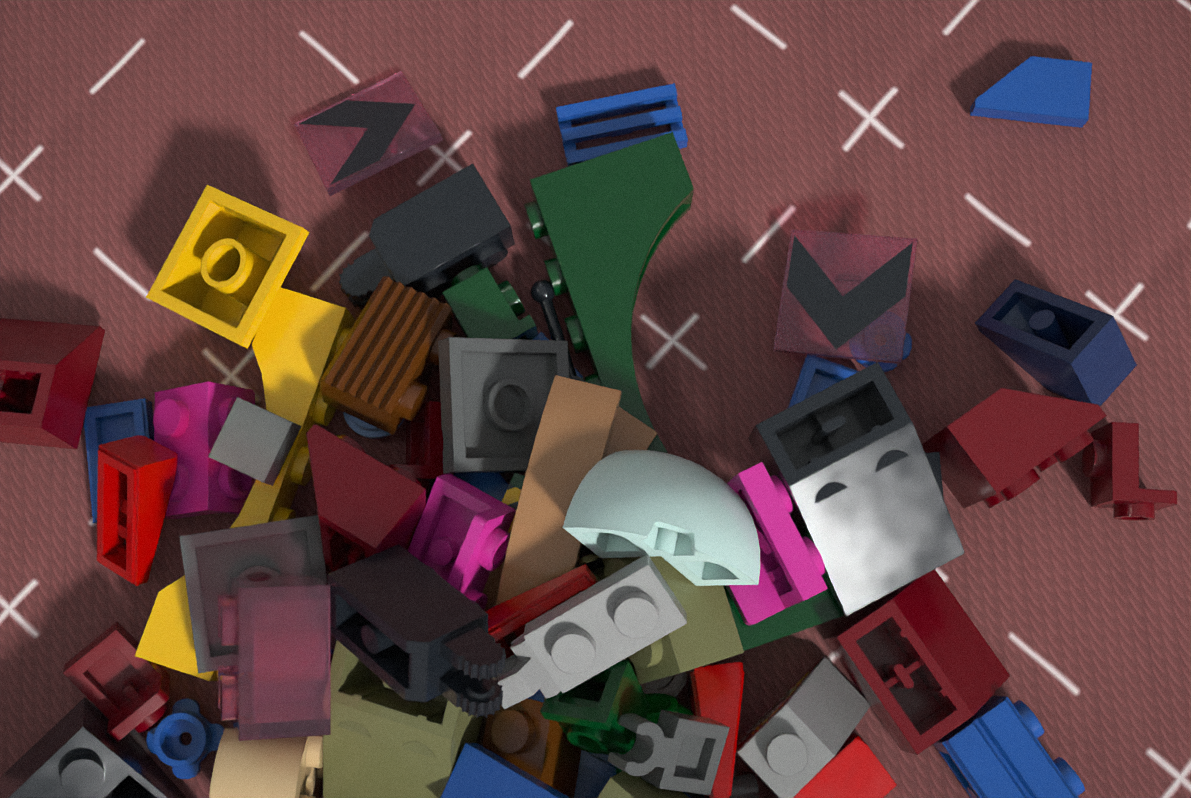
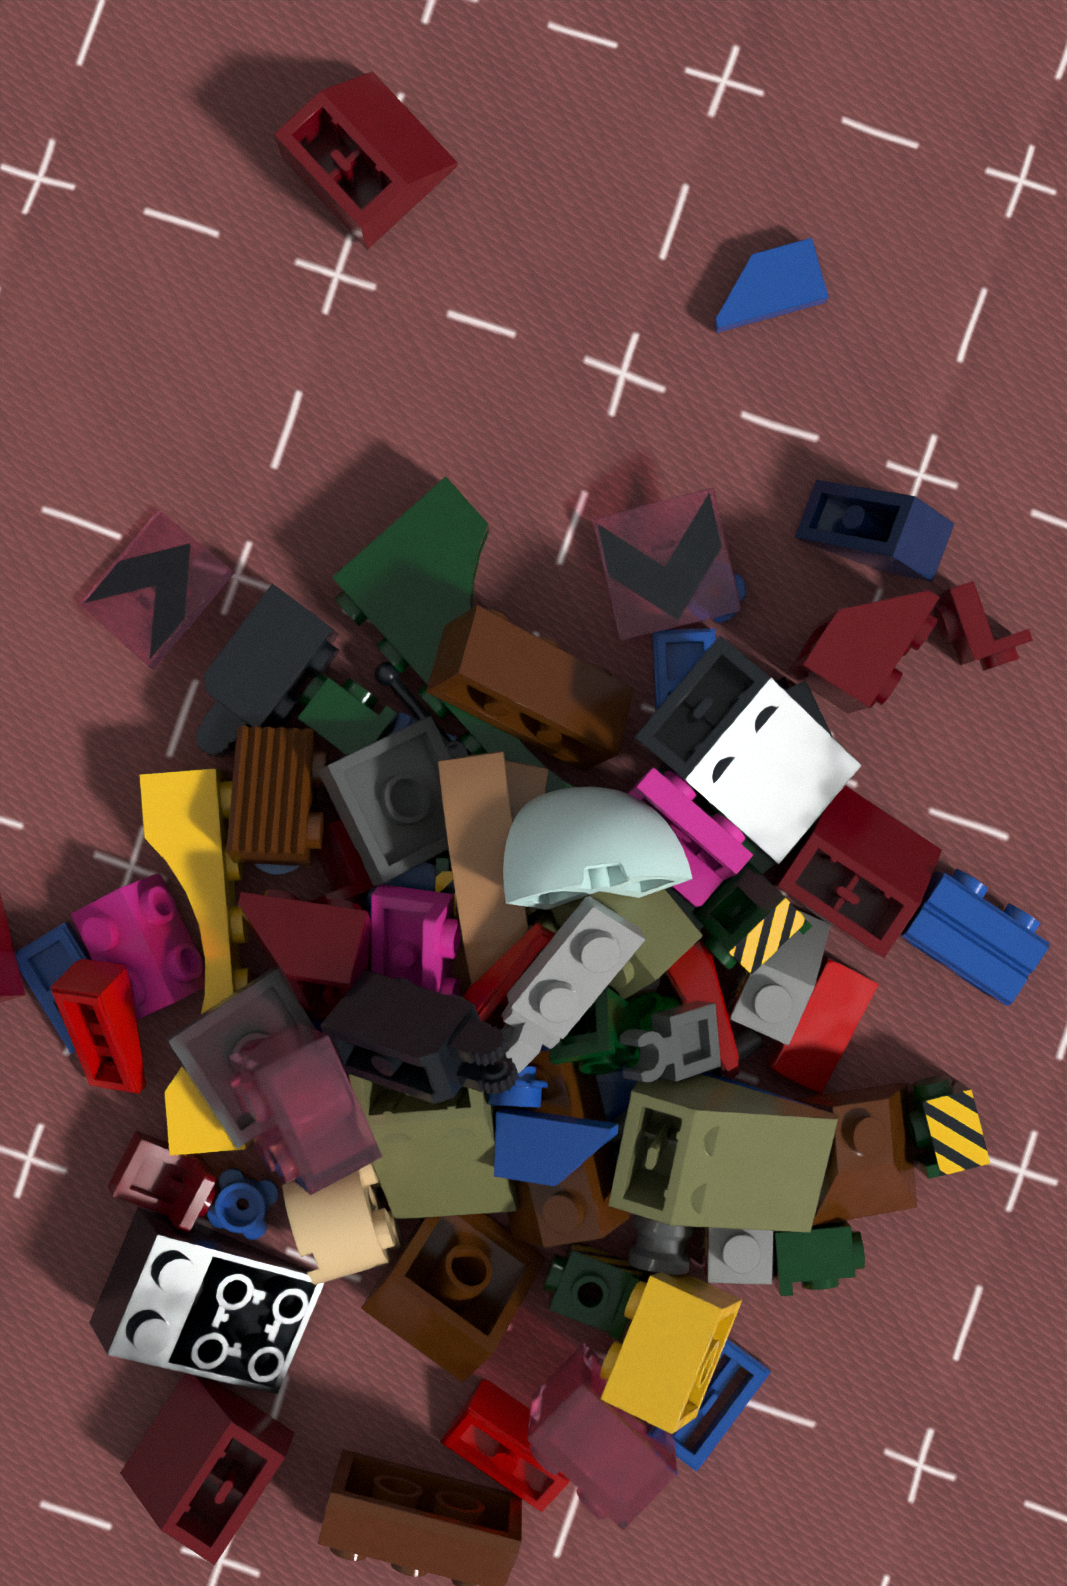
camera: 30 degrees left, 10 degrees up
(227, 265) = (92, 777): yellow slope -> none
(254, 441) = (190, 926): dark grey tile -> none
(497, 730) = (524, 1093): none -> blue plate
(614, 106) = (379, 461): blue tile -> none
(671, 351) = (530, 688): none -> reddish brown brick
(796, 659) = (749, 920): none -> dark green brick

